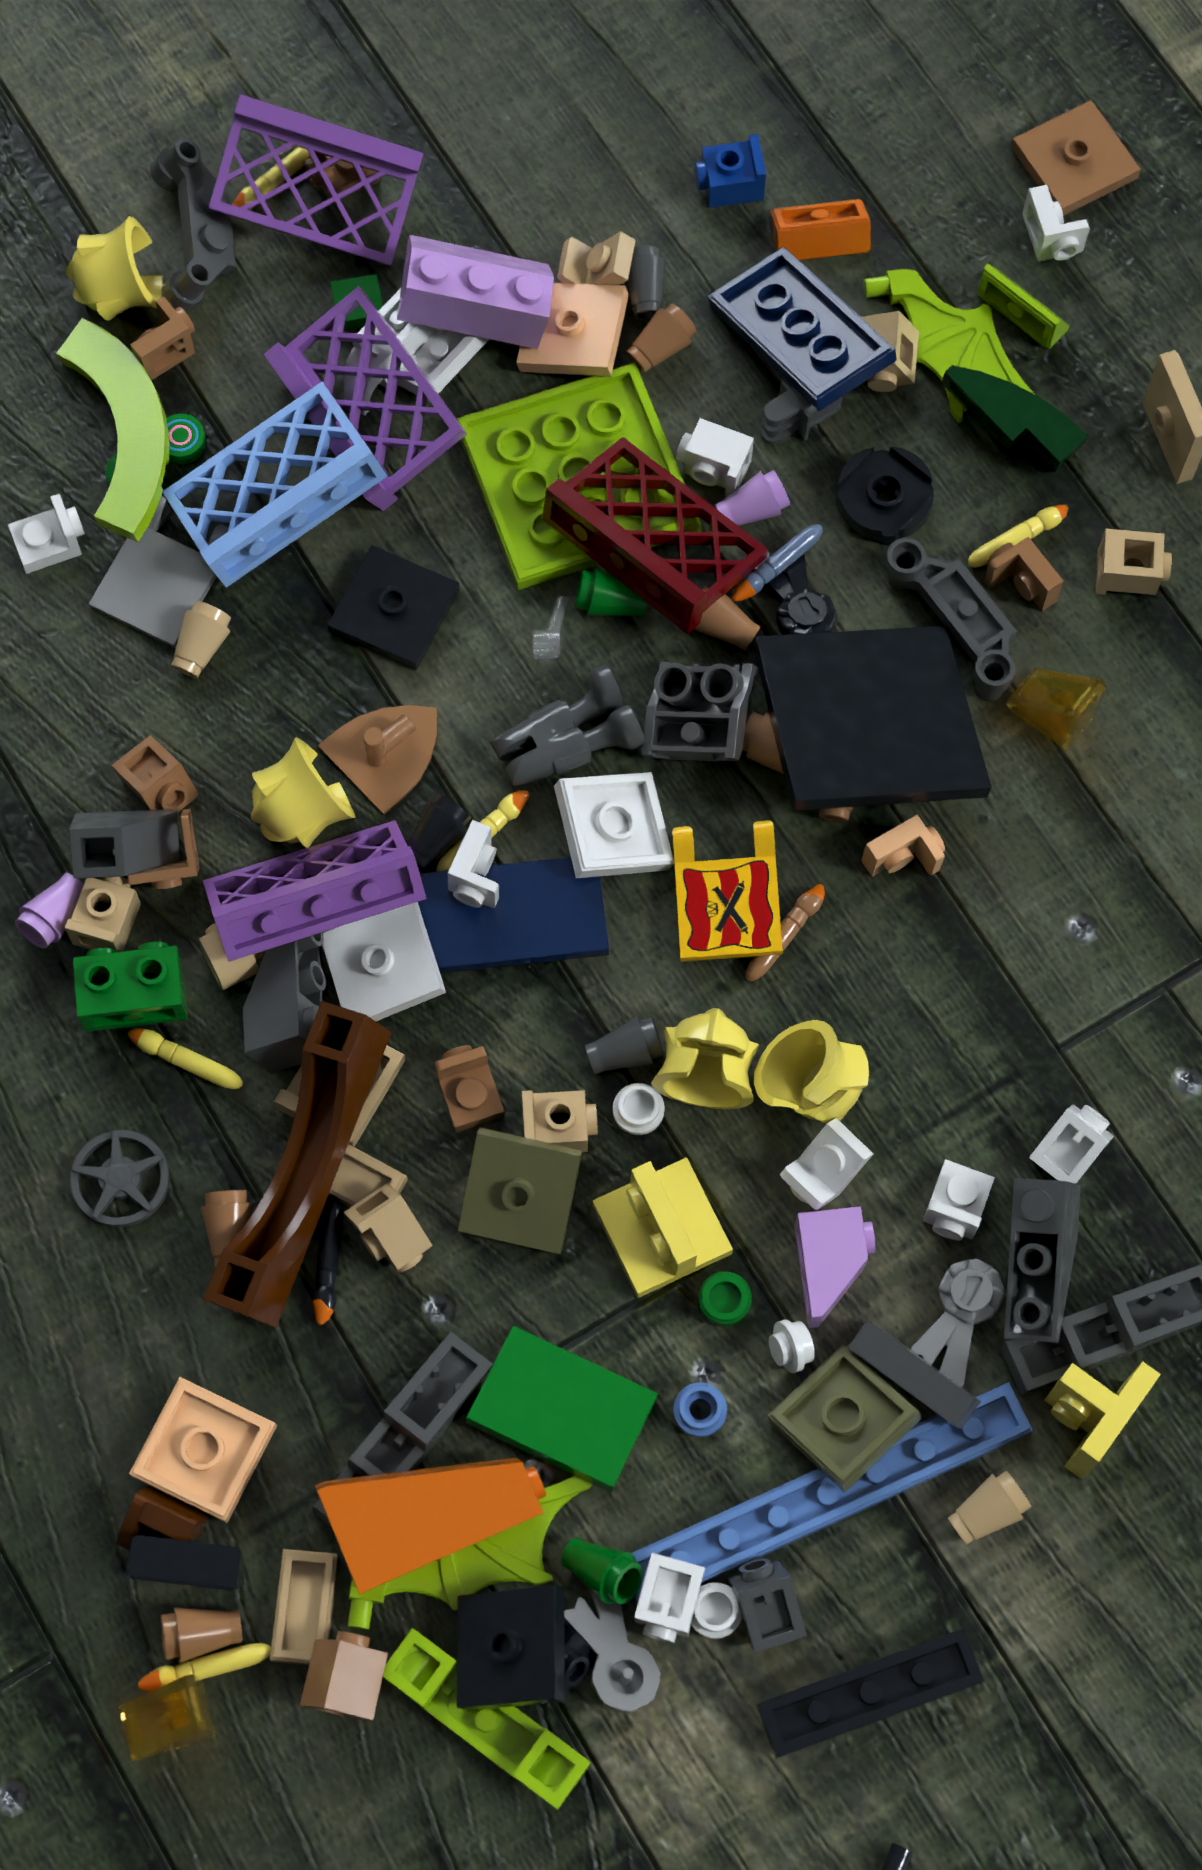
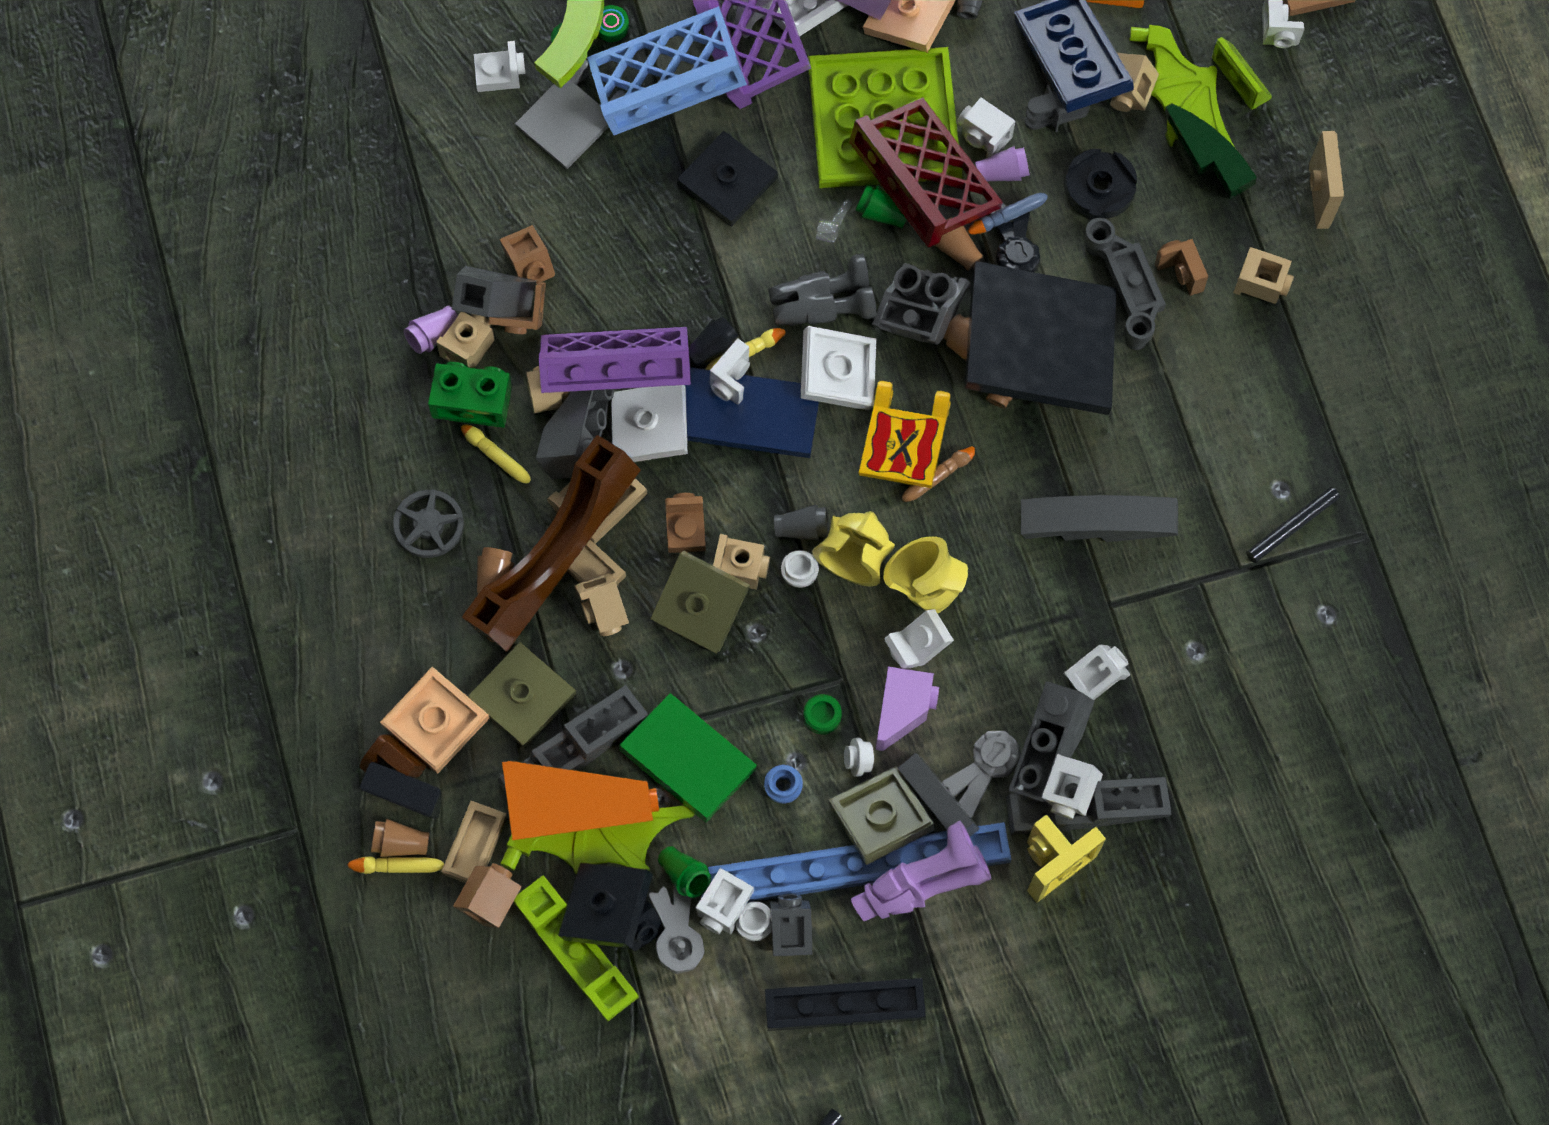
camera: 15 degrees right, 0 degrees up
(167, 1718) = (362, 890): clear yellow slope -> none
(199, 638) = (585, 166): tan cone -> none
(294, 800) = (618, 294): light yellow helmet -> none
(313, 1382) = (522, 695): none -> olive plate
(327, 1264) = (546, 638): black piece -> none
(385, 751) = (693, 277): medium nougat shield -> none
(661, 338) = (971, 34): medium nougat cone -> none
(661, 1226) = (793, 652): light yellow bracket -> none
(895, 848) = (1036, 432): light nougat bracket -> none
(912, 1504) = (906, 886): none -> lavender piece
(958, 1201) = (1005, 690): white bracket -> none
(990, 1508) = (964, 904): tan cone -> none
(1014, 936) = (1099, 516): none -> dark grey slope
(1044, 520) = (1210, 231): light yellow piece -> none
(1057, 703) = (1180, 363): clear yellow slope -> none
(1077, 1297) = (1068, 774): none -> white brick

